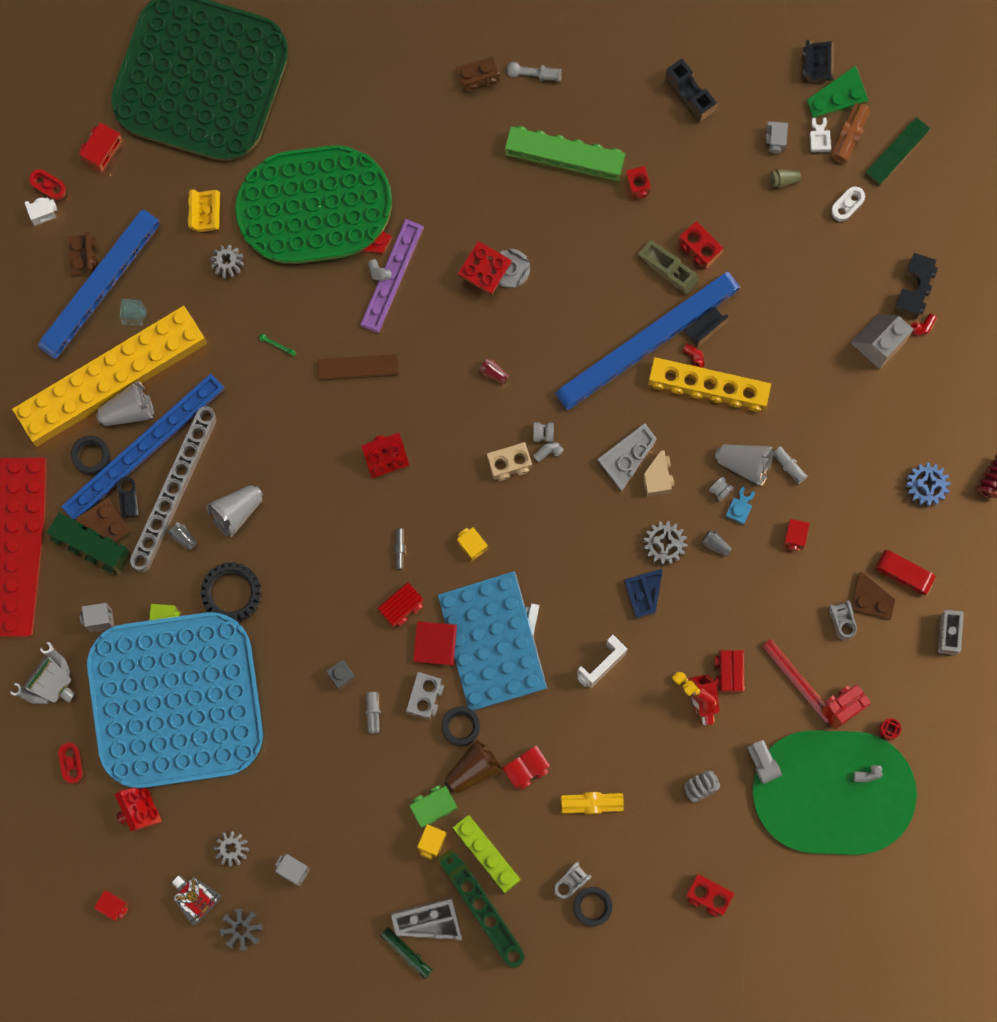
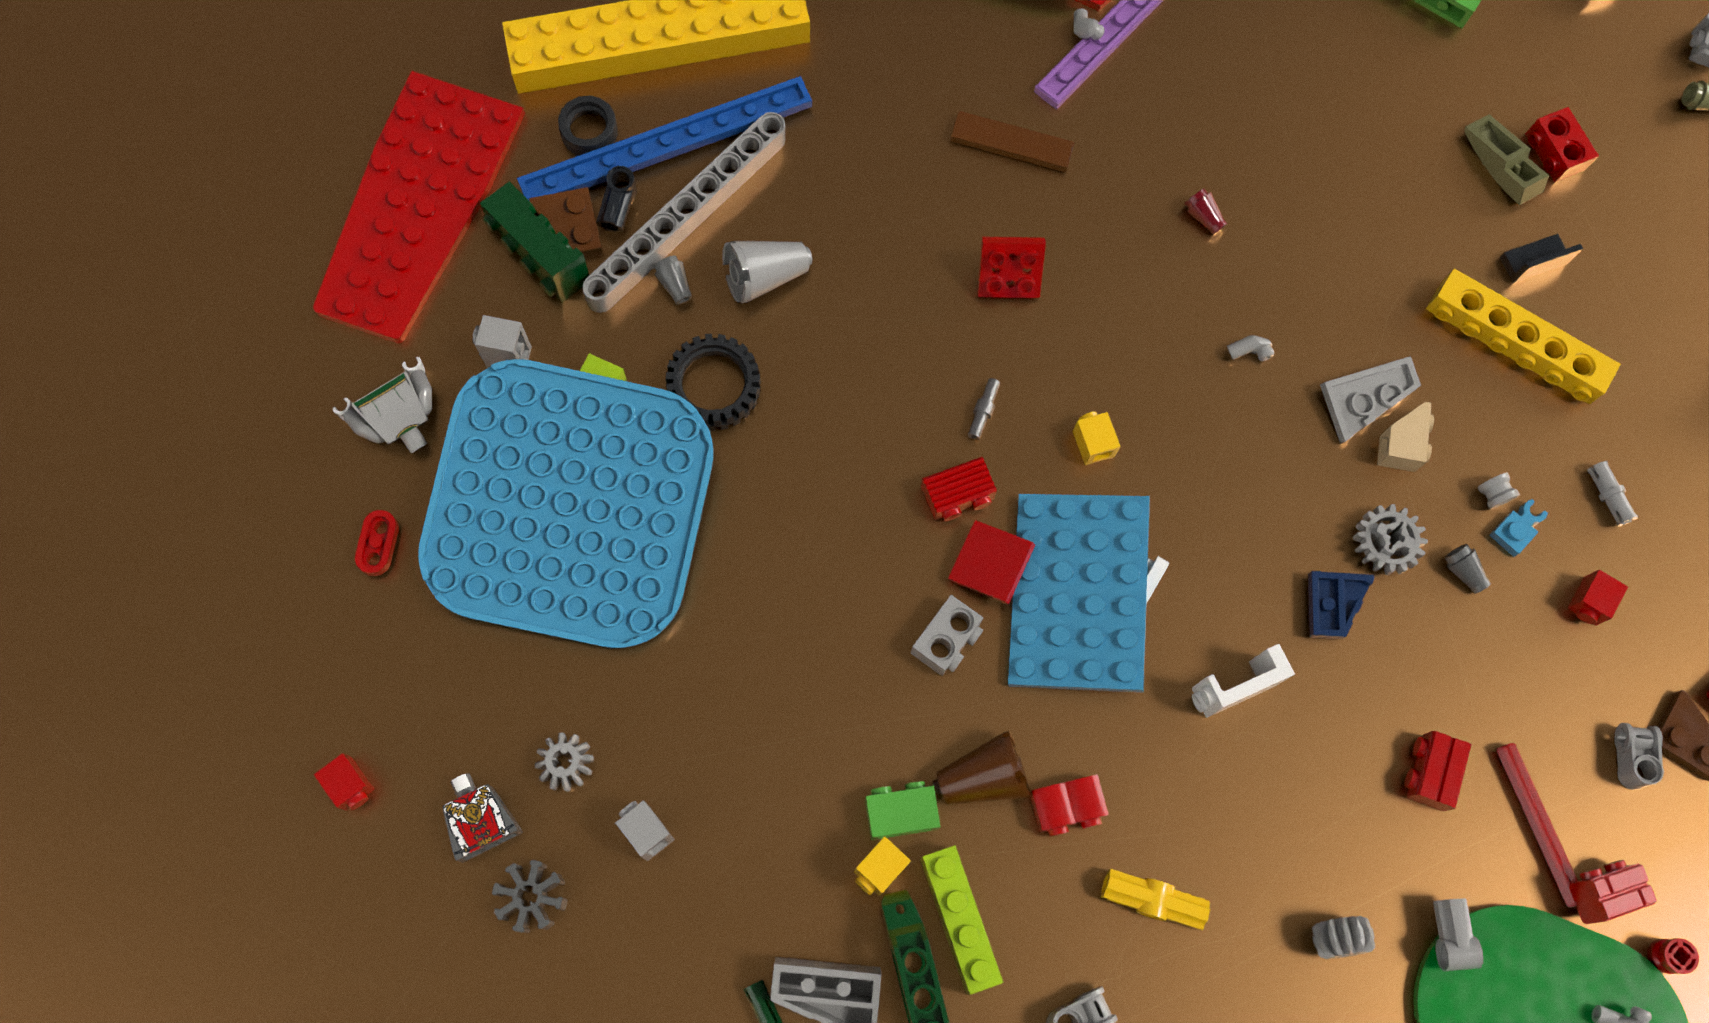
camera: 15 degrees right, 5 degrees down
(126, 407) = (664, 77): light grey cone -> none
(137, 809) = (439, 648): red plate -> none
(262, 337) = (923, 89): green hinge -> none
(341, 675) = (831, 558): dark grey brick -> none
(373, 712) = (859, 632): light grey axle -> none
(457, 711) = (993, 677): black tyre -> none
(486, 279) = (1236, 71): red plate -> none
(507, 456) = (1189, 333): tan brick -> none
(518, 270) = (1273, 87): light grey tile -> none
(538, 431) = (1246, 315): light grey wheel -> none
(638, 174) = (1493, 33): red brick -> none
(647, 341) = (1444, 246): blue beam -> none
(696, 355) = (1508, 287): red arm -> none
(703, 694) = (1388, 793): red torso -> none
(746, 460) = (1550, 461): light grey cone -> none

